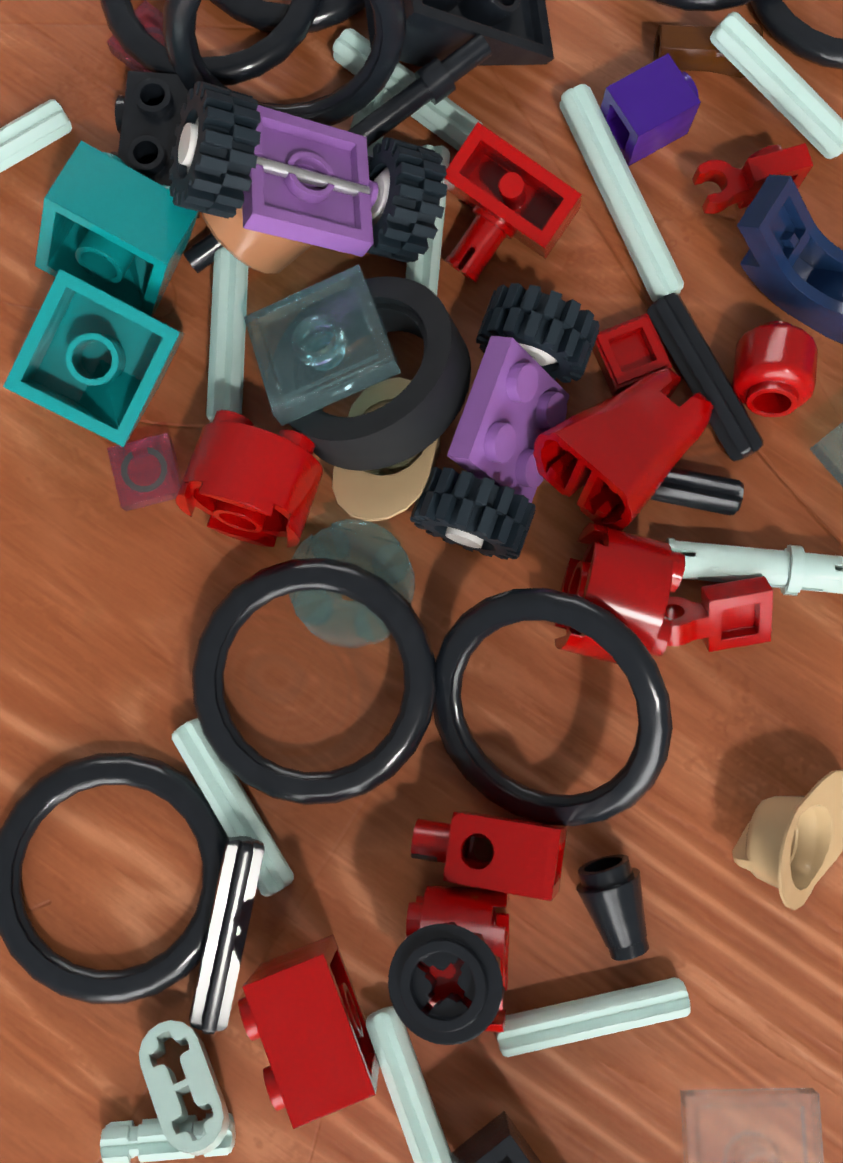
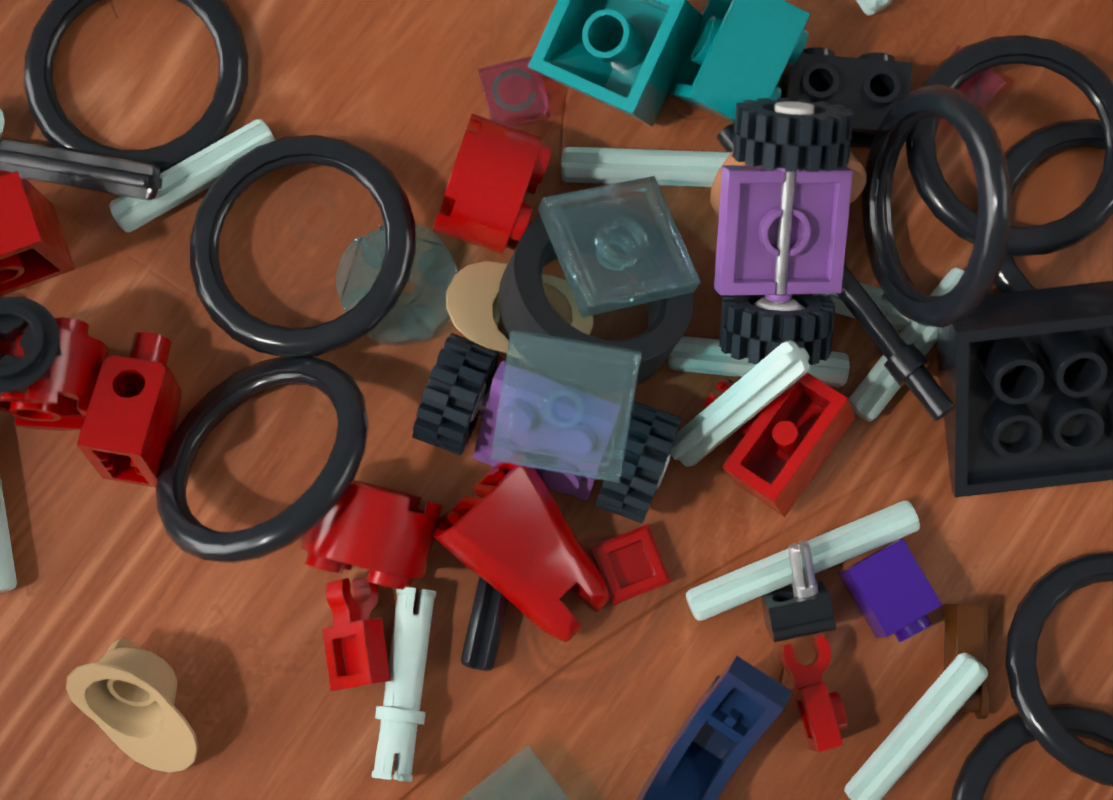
camera: 90 degrees right, 0 degrees up
(474, 218) = (740, 403): none -> light aqua axle
(498, 380) = (565, 405): none -> clear light blue plate
(615, 903) = (85, 525): black cone -> none
(668, 189) = (800, 608): none -> black piece
(705, 376) = (603, 638): black axle -> none
(775, 368) = (607, 707): red head -> none

